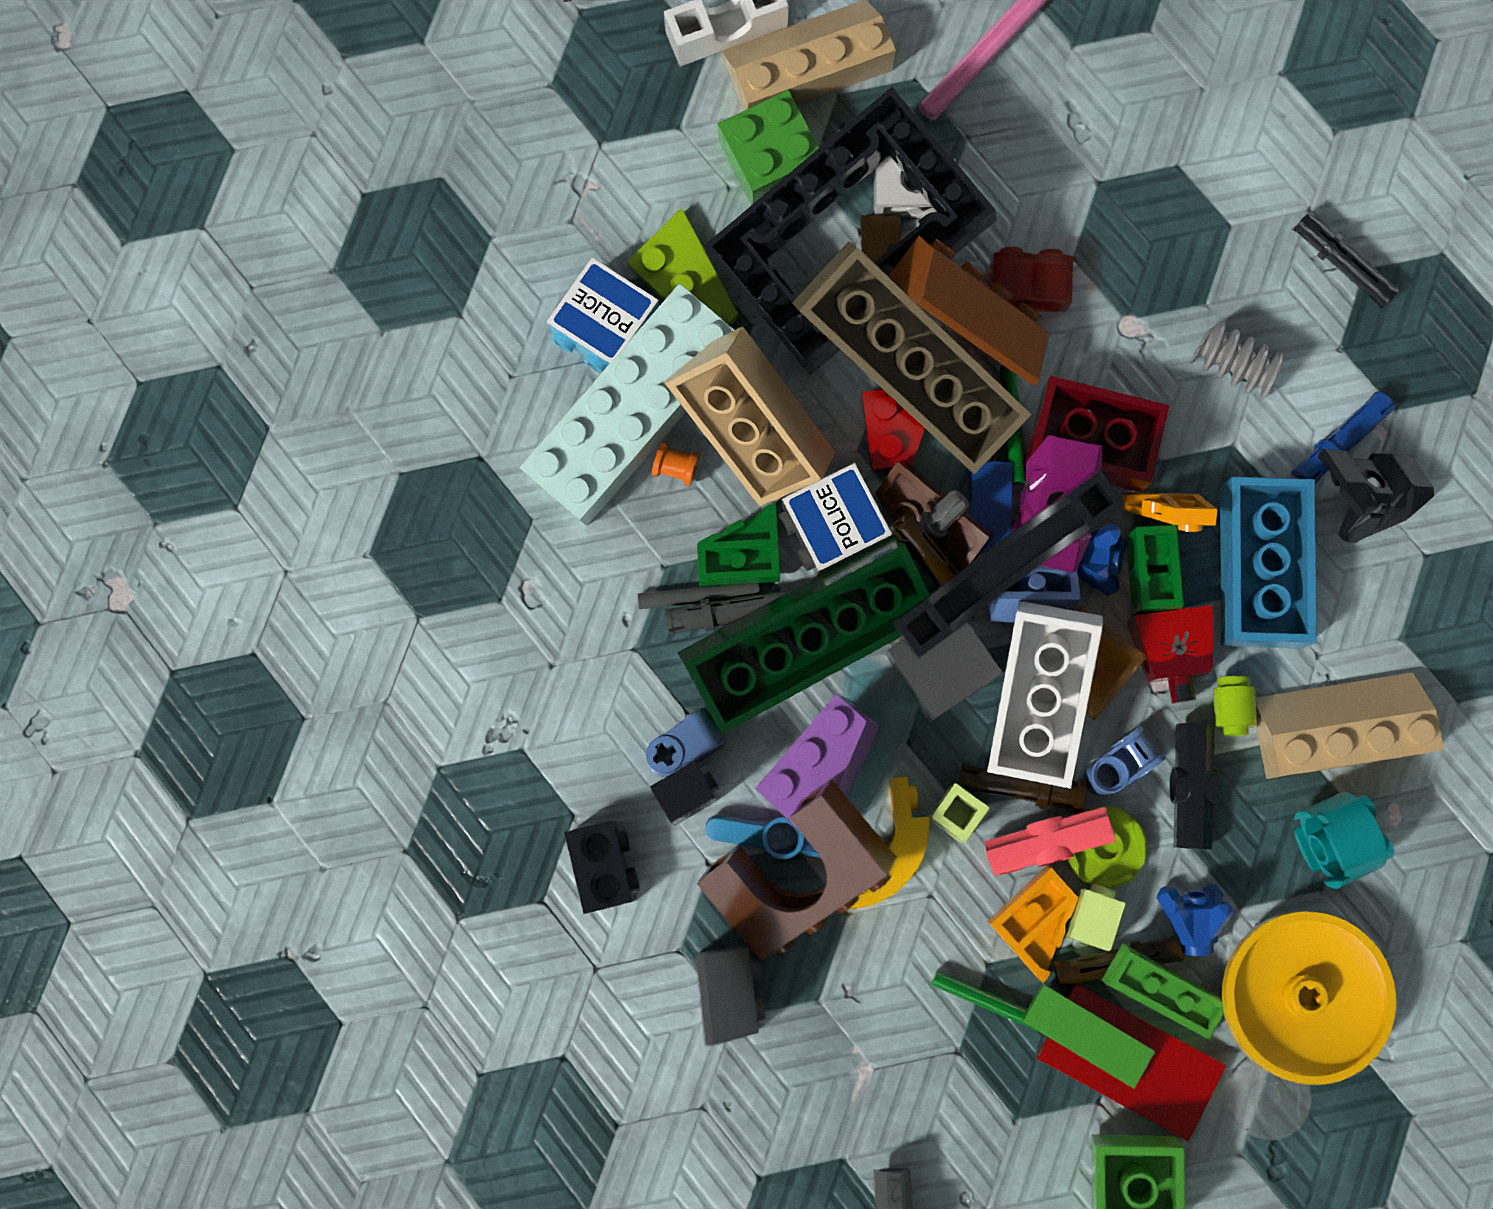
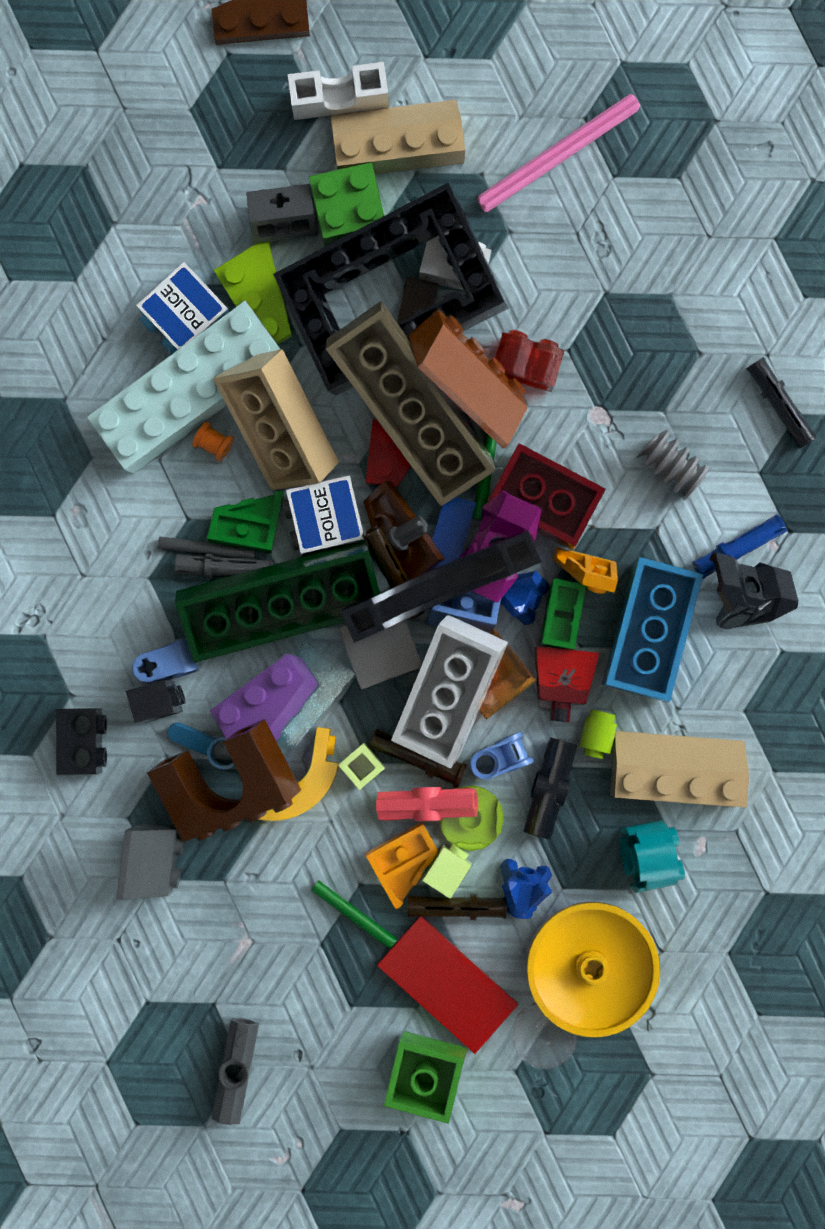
camera: 10 degrees right, 5 degrees up
(693, 175) = (281, 213): none -> dark grey brick
(1088, 1036) = (418, 957): bright green tile -> none
(1165, 991) = (485, 938): bright green tile -> none

